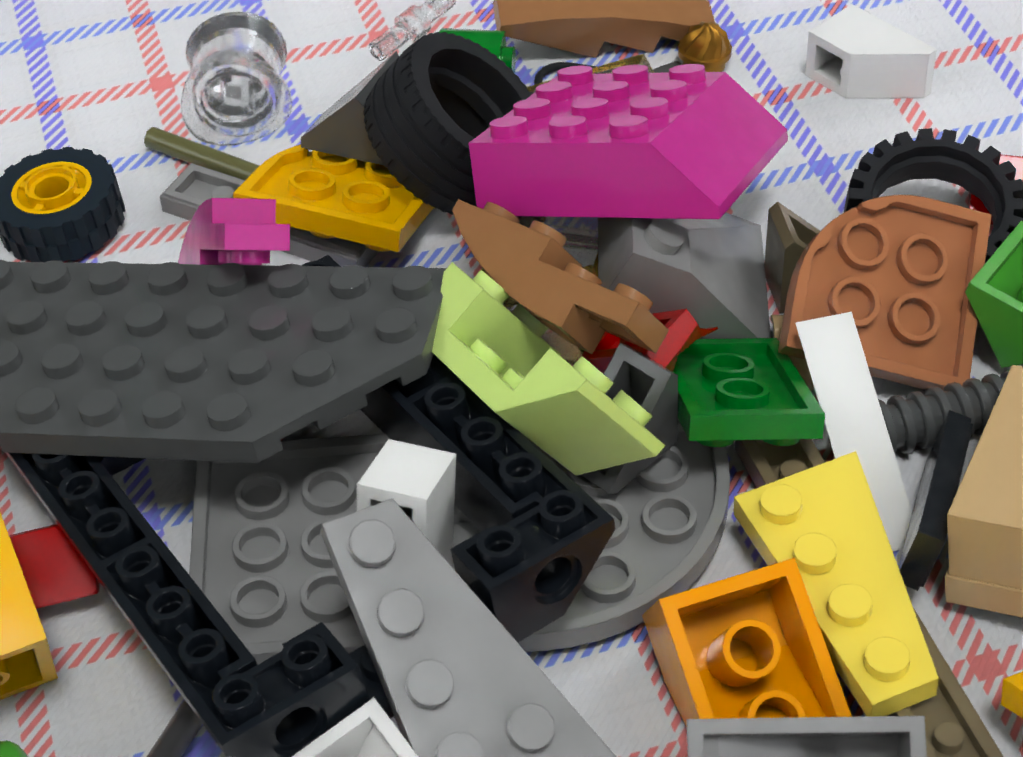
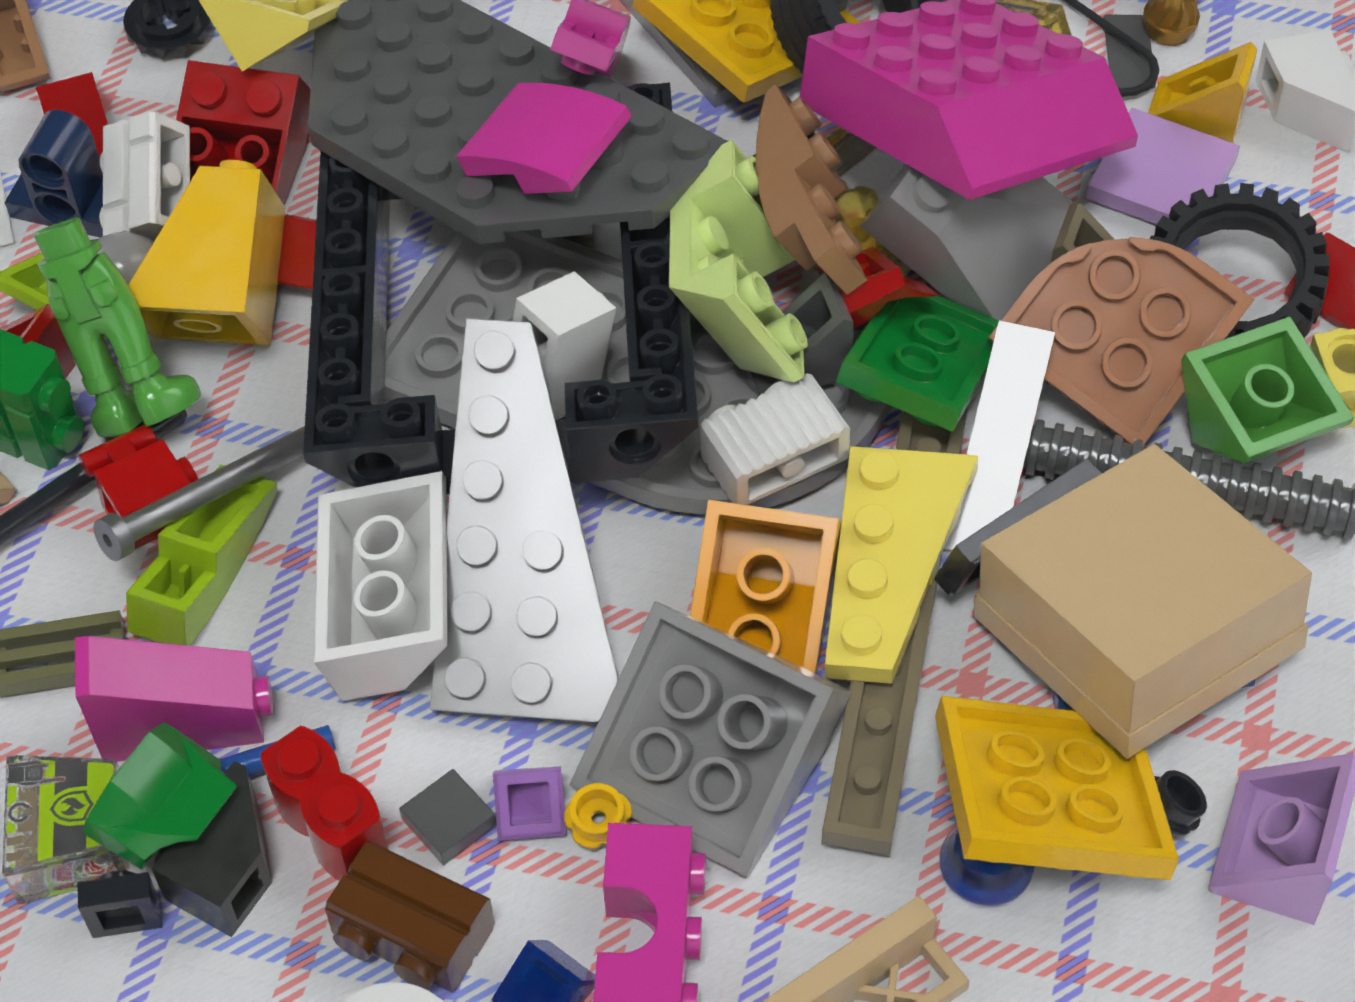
camera: 30 degrees right, 10 degrees up
(272, 325) = (544, 136): none -> dark pink slope
(665, 522) = (773, 440): none -> white brick
(798, 86) = (1208, 94): none -> yellow slope
(806, 173) = (1161, 169): none -> lavender tile

